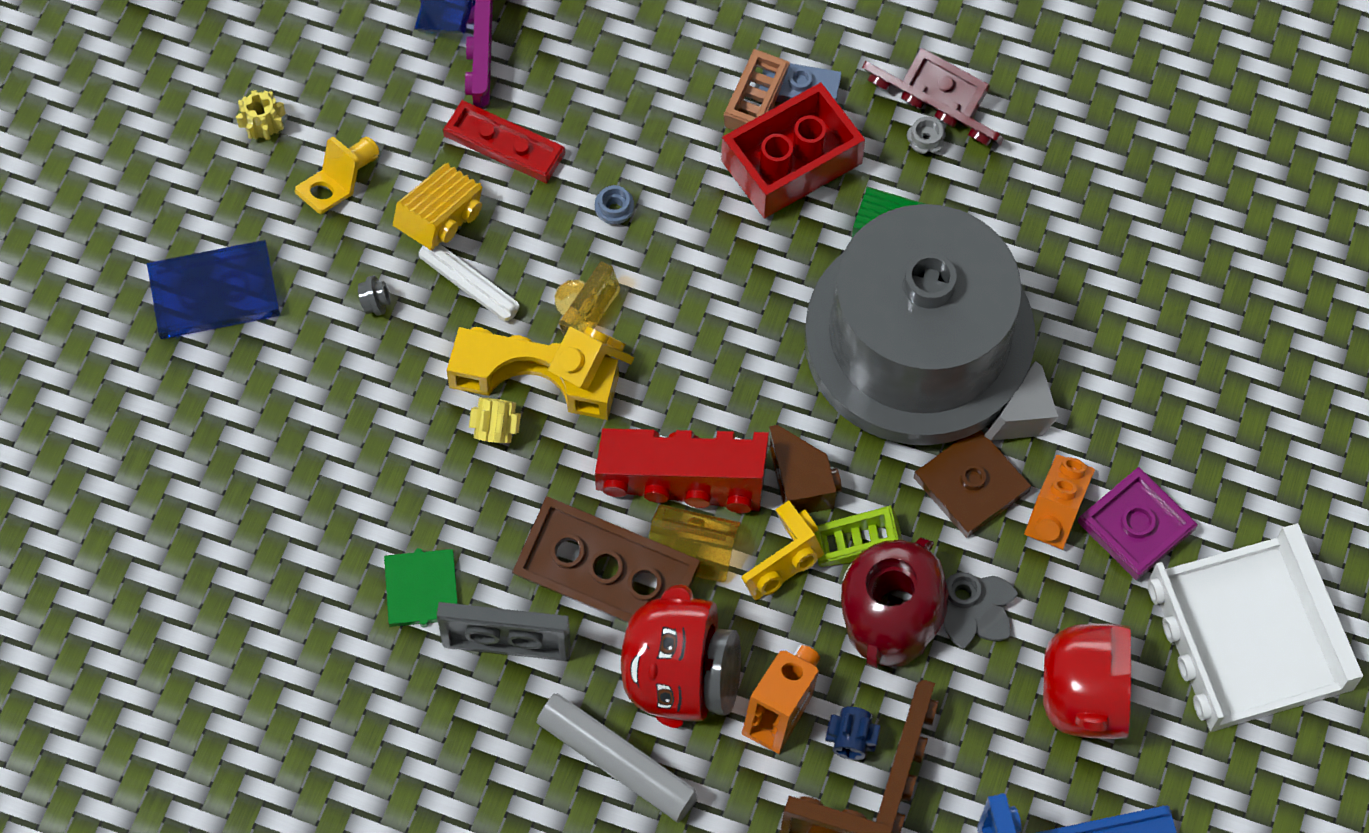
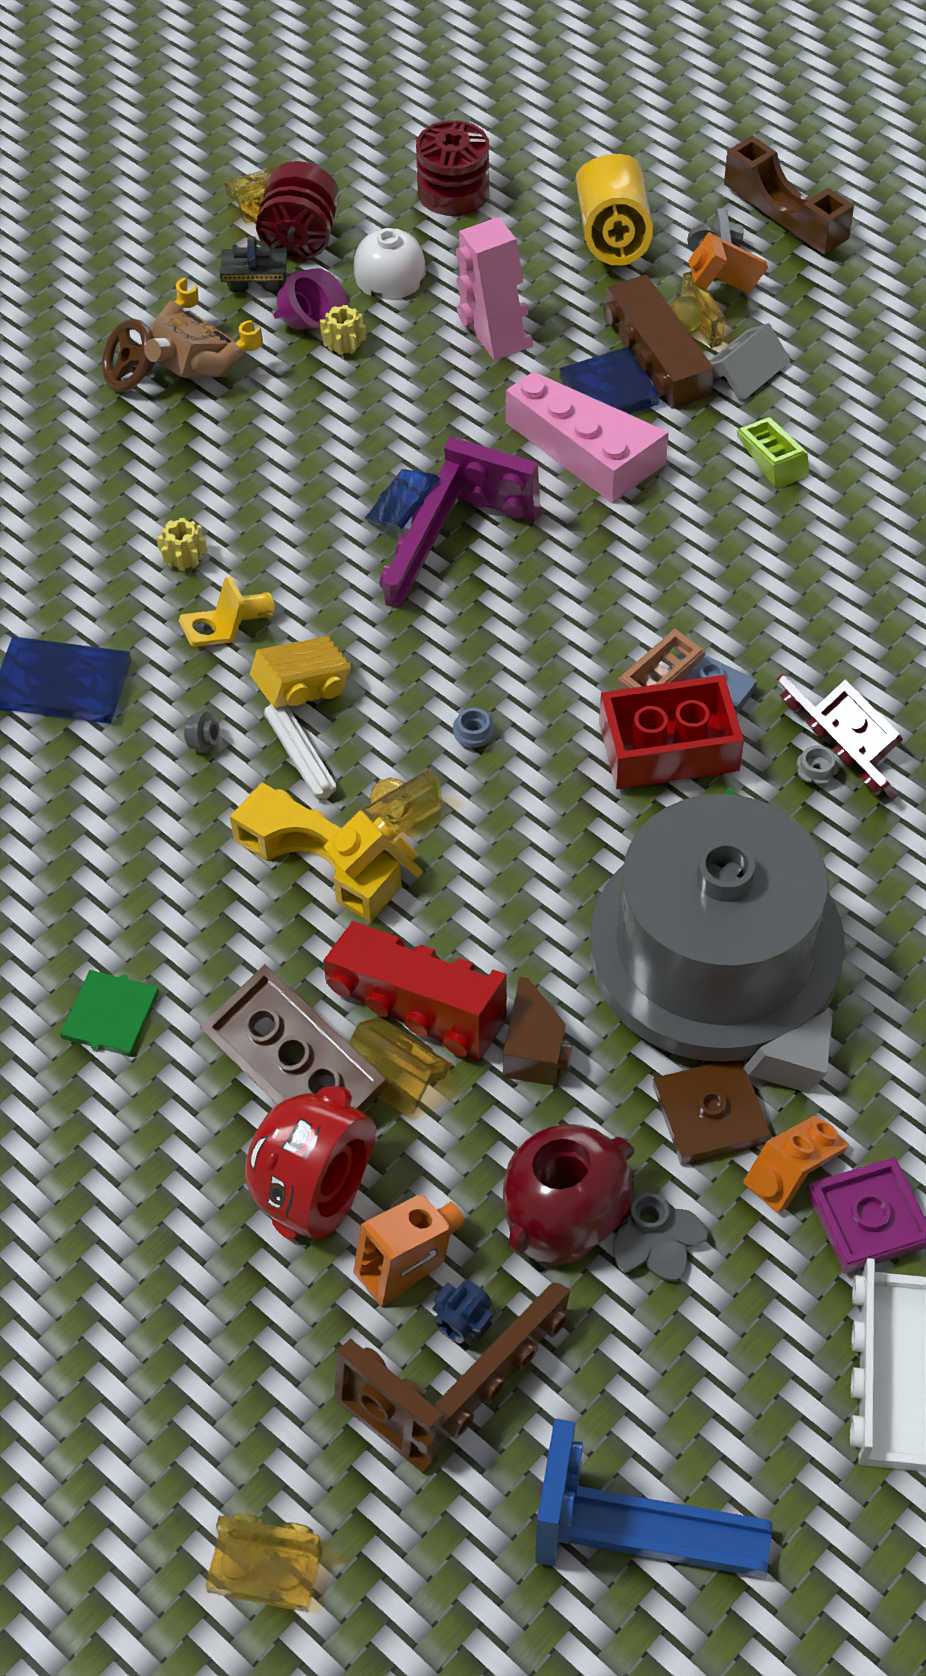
camera: 25 degrees right, 10 degrees down
(494, 420) = (255, 880): light yellow gear -> none
(504, 141) = (398, 640): red tile -> none
(504, 631) = (158, 1076): dark grey tile -> none
(617, 757) = (212, 1245): light grey brick -> none
(723, 678) = (355, 1196): dark grey tile -> none
(791, 559) = (480, 1113): yellow bracket -> none
(855, 524) = (583, 1108): lime slope -> none
(1089, 680) = (738, 1351): red piece -> none

